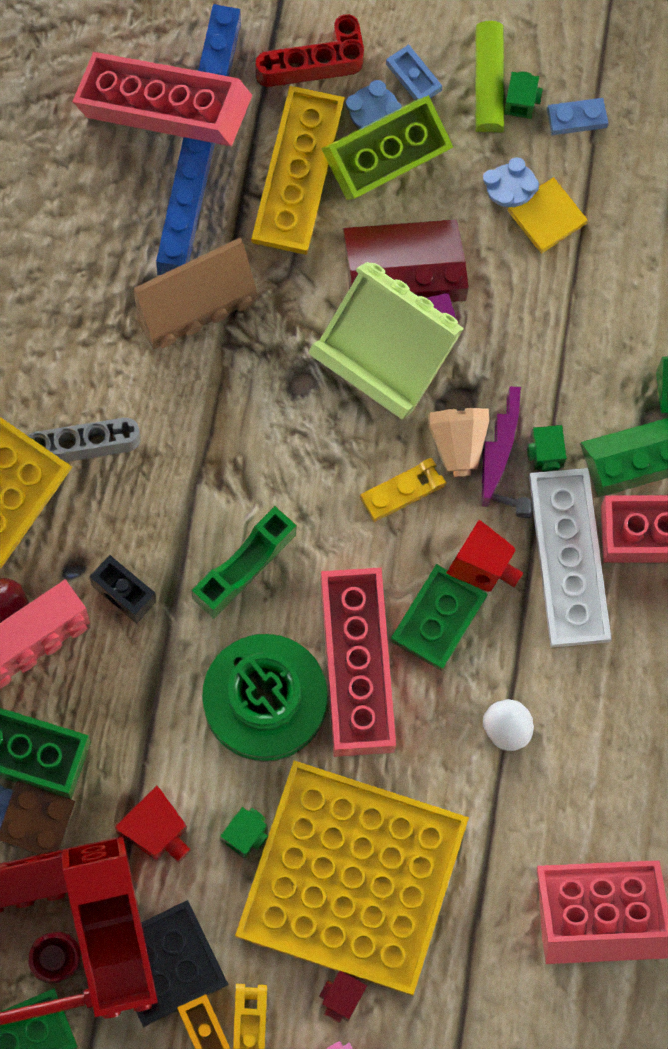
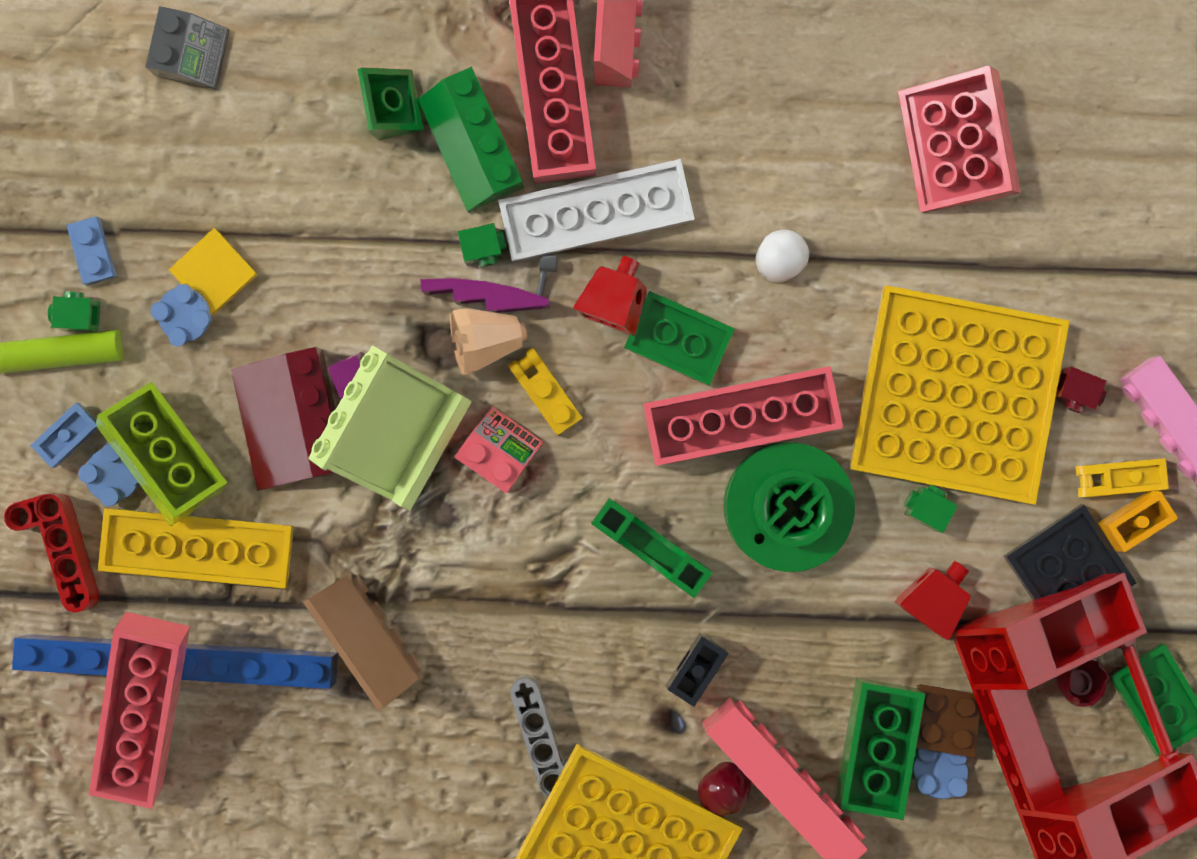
camera: 90 degrees left, 15 degrees up
(353, 439) = (499, 450): none -> coral slope

